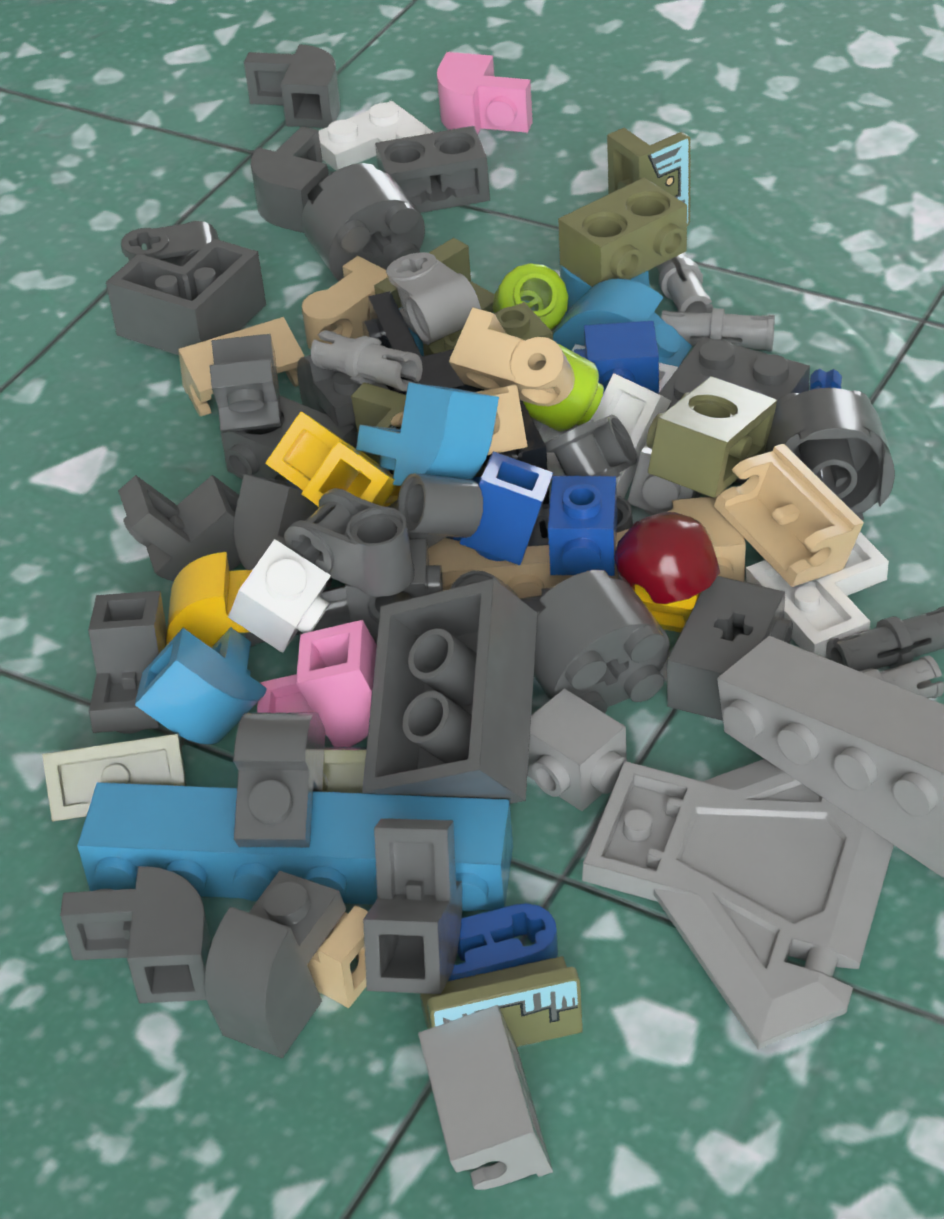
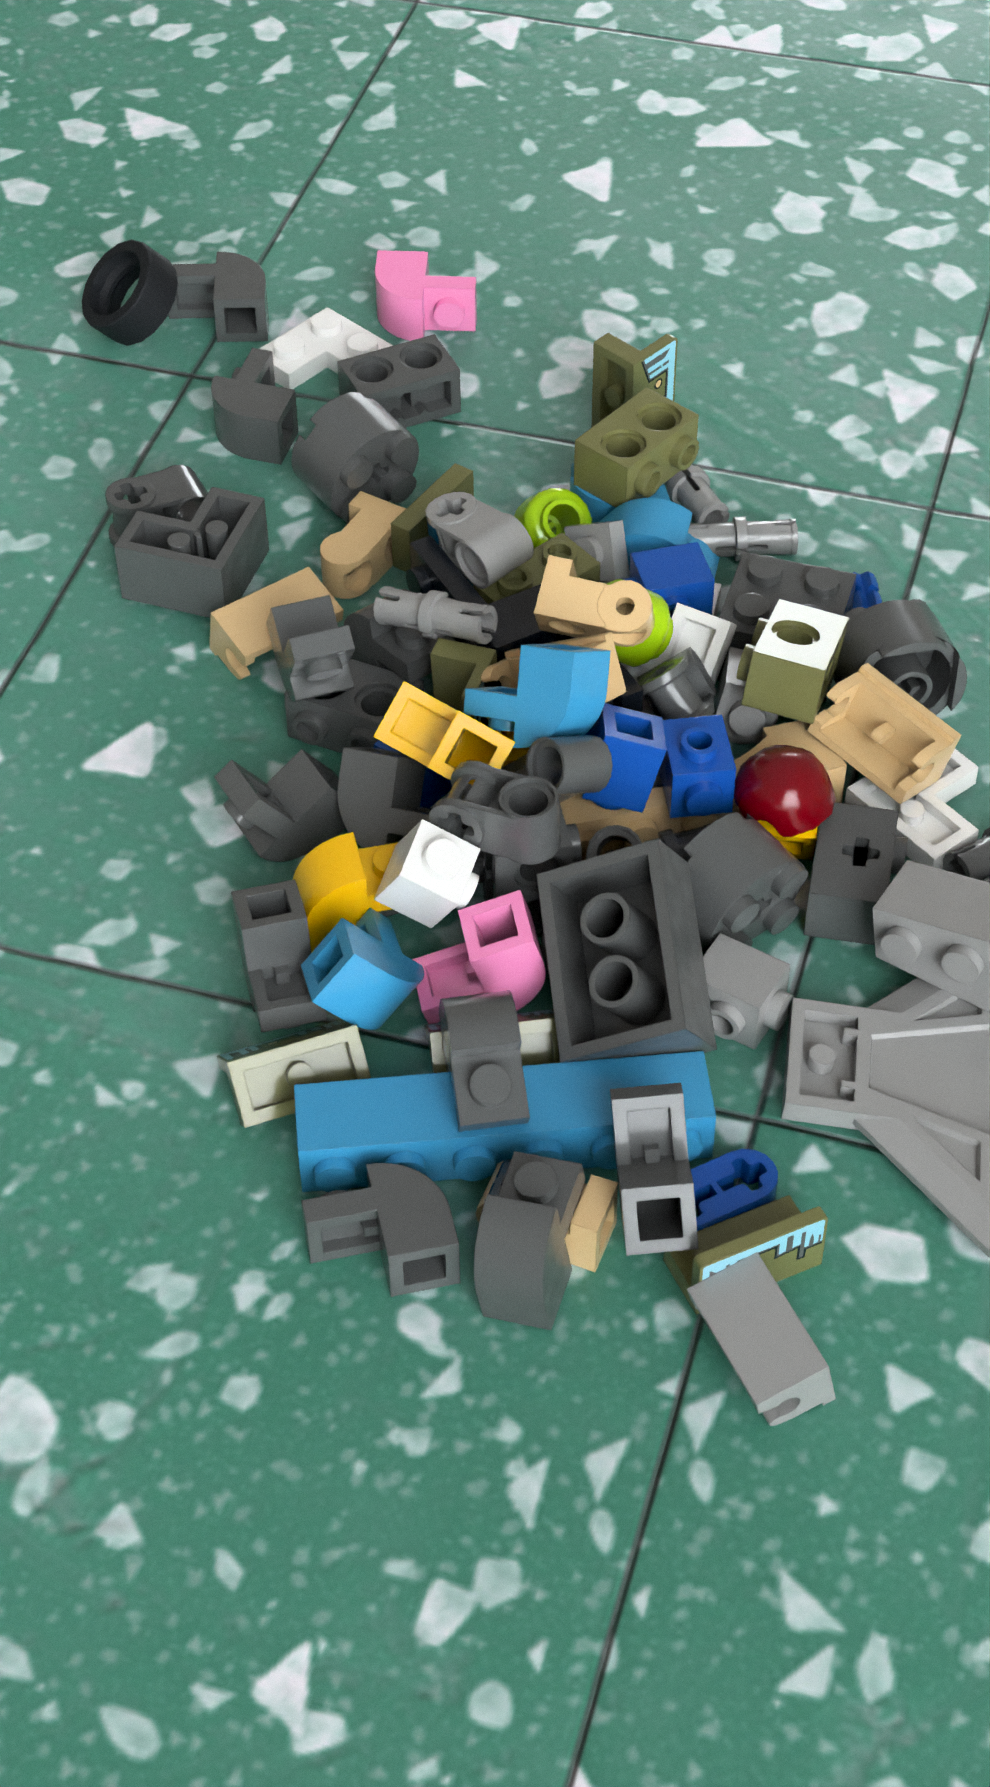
camera: 15 degrees left, 5 degrees up
(210, 74) = (149, 301): none -> black tyre
(564, 317) = (606, 544): none -> light grey plate

